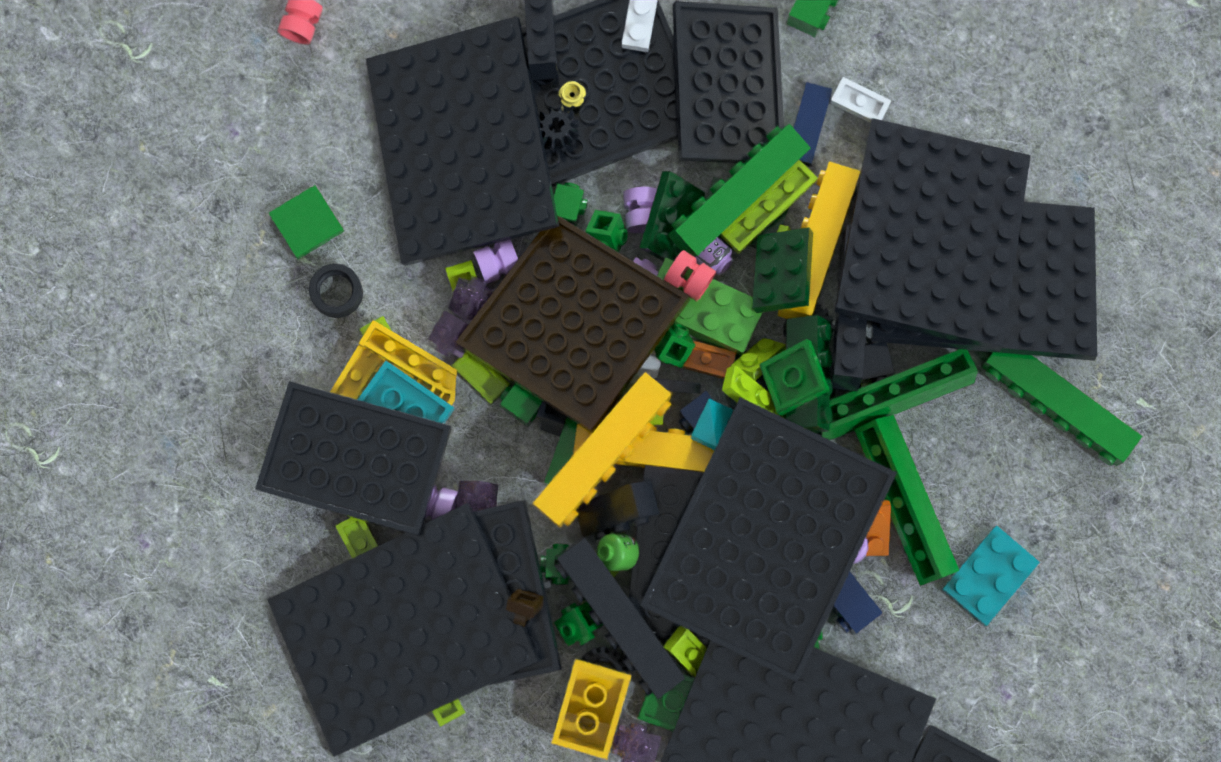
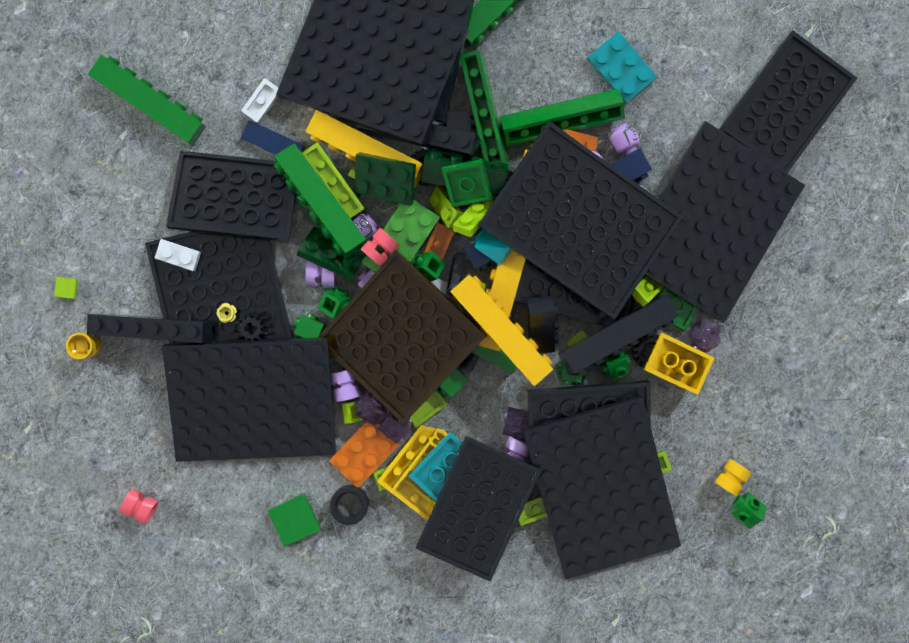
camera: 85 degrees left, 10 degrees up
(406, 300) = (363, 453): none -> orange plate
(524, 605) = (603, 401): dark brown tile -> none
(618, 551) = (572, 329): bright green head -> none
(892, 591) = (625, 139): none -> lavender head

